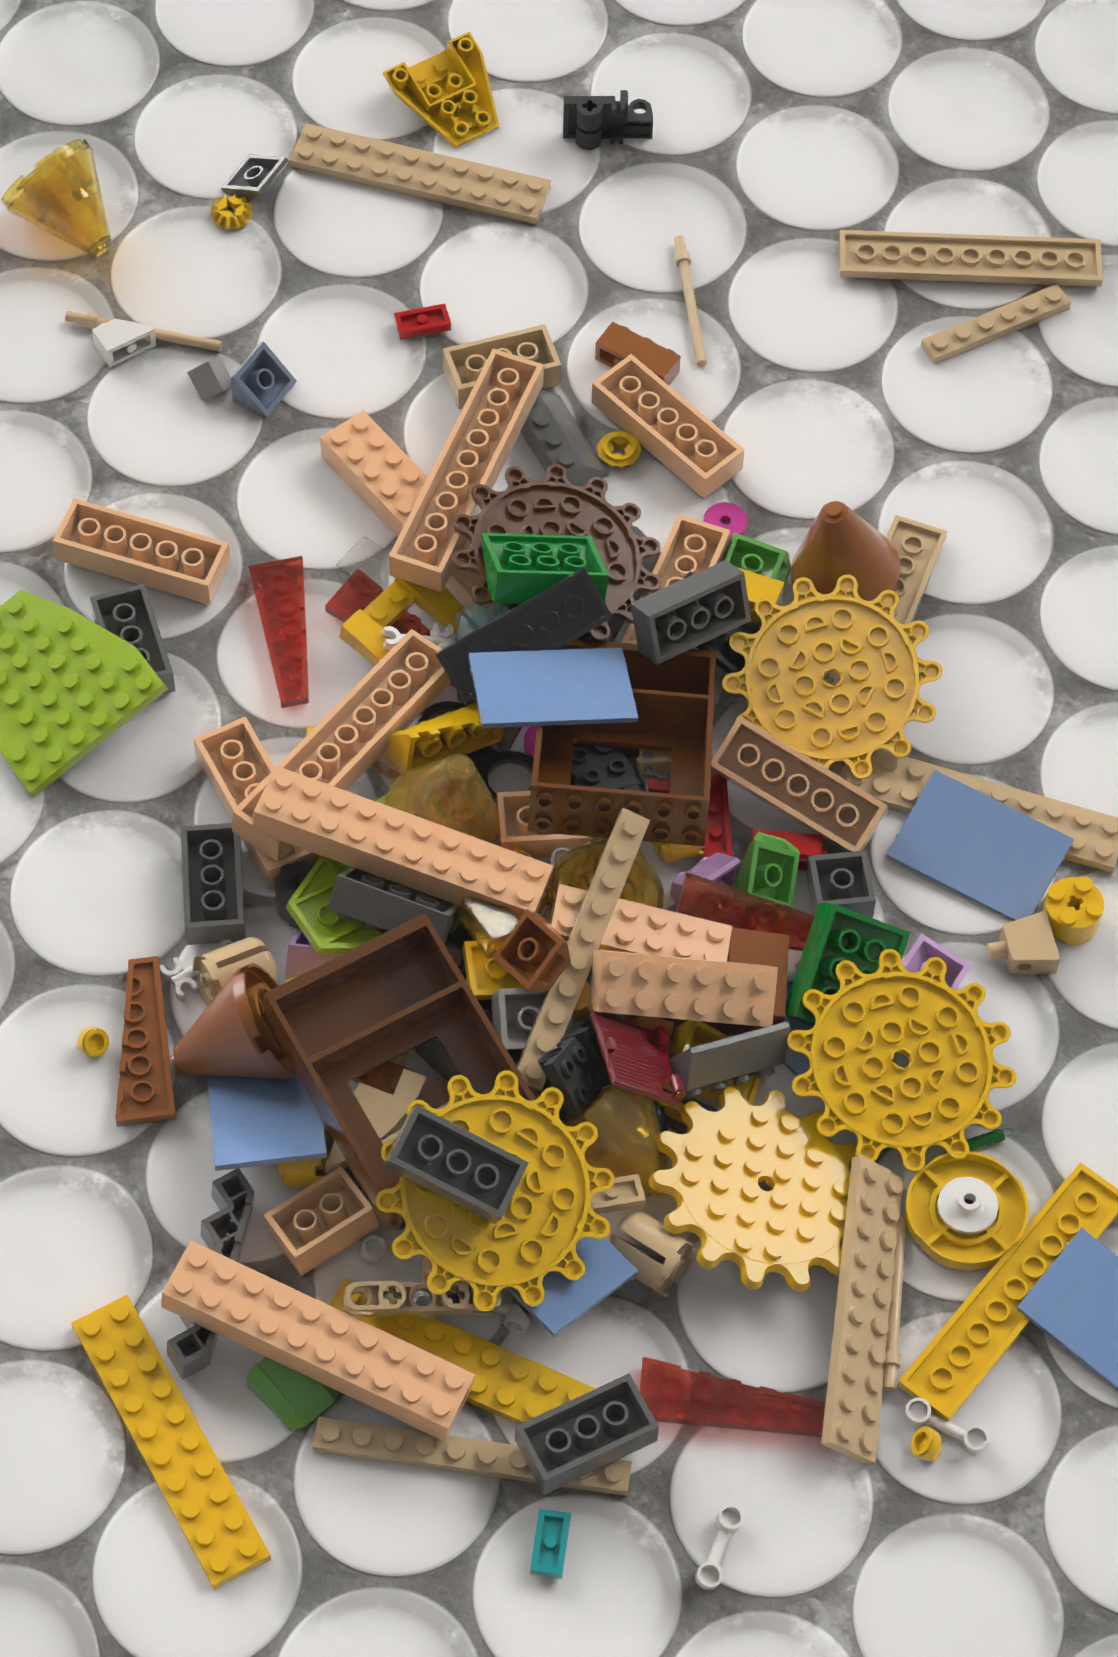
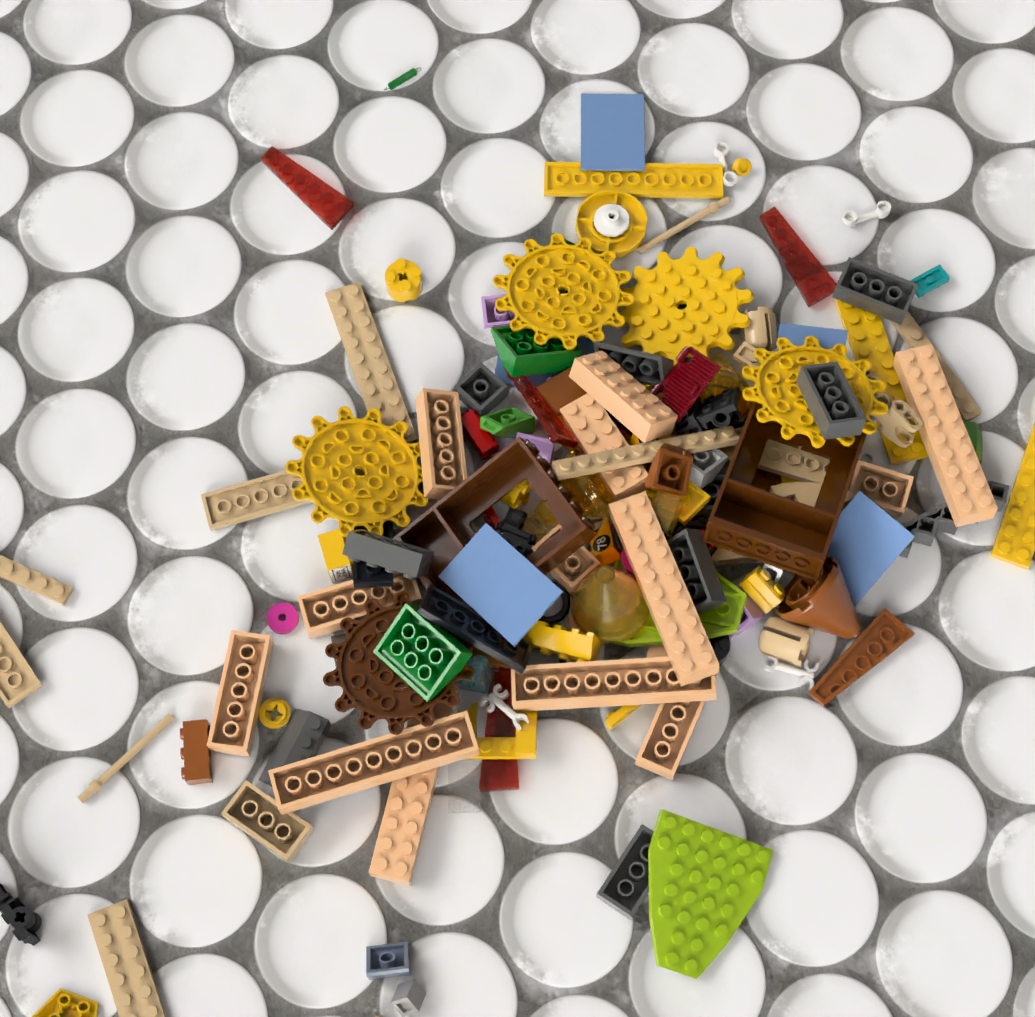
camera: 125 degrees left, 10 degrees up
(93, 1041) = (882, 685): yellow tile -> none
(142, 551) = (570, 923): light nougat brick -> none
(212, 884) = (745, 696): dark grey brick -> none
(281, 609) = (540, 811): clear red wing -> none
(422, 321) = (264, 903): red plate -> none
(759, 558) = (307, 573): bright green slope -> none
(845, 545) = (271, 526): dark orange cone -> none
(862, 1311) = (702, 230): tan plate -> none
(980, 847) = (399, 347): medium blue piece -> none
(1027, 946) = (440, 289): tan torso -> none

